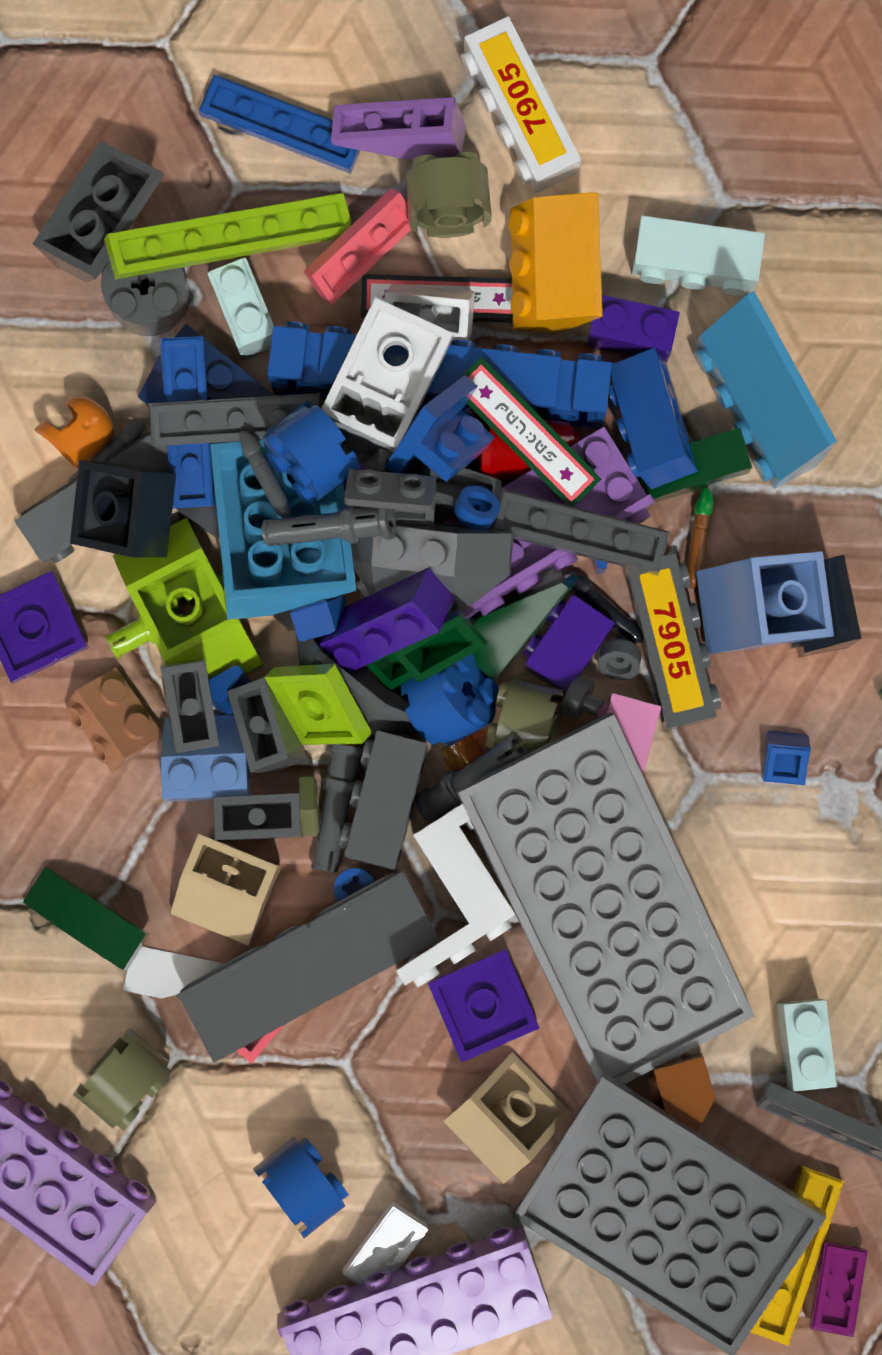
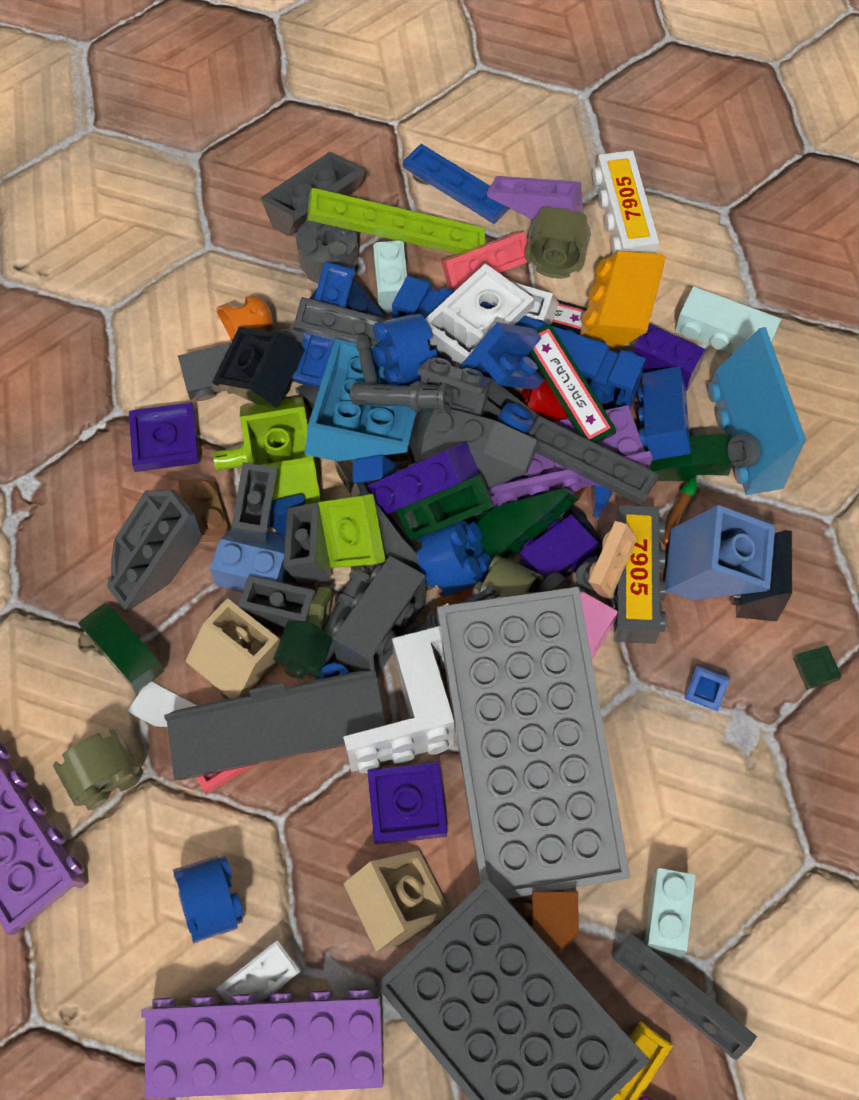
camera: 15 degrees right, 20 degrees down
(76, 791) = (151, 546): none -> dark grey wedge
(308, 868) = (303, 649): none -> clear green brick
(636, 664) = (612, 560): none -> light nougat plate
(761, 454) = (743, 450): none -> dark grey tile

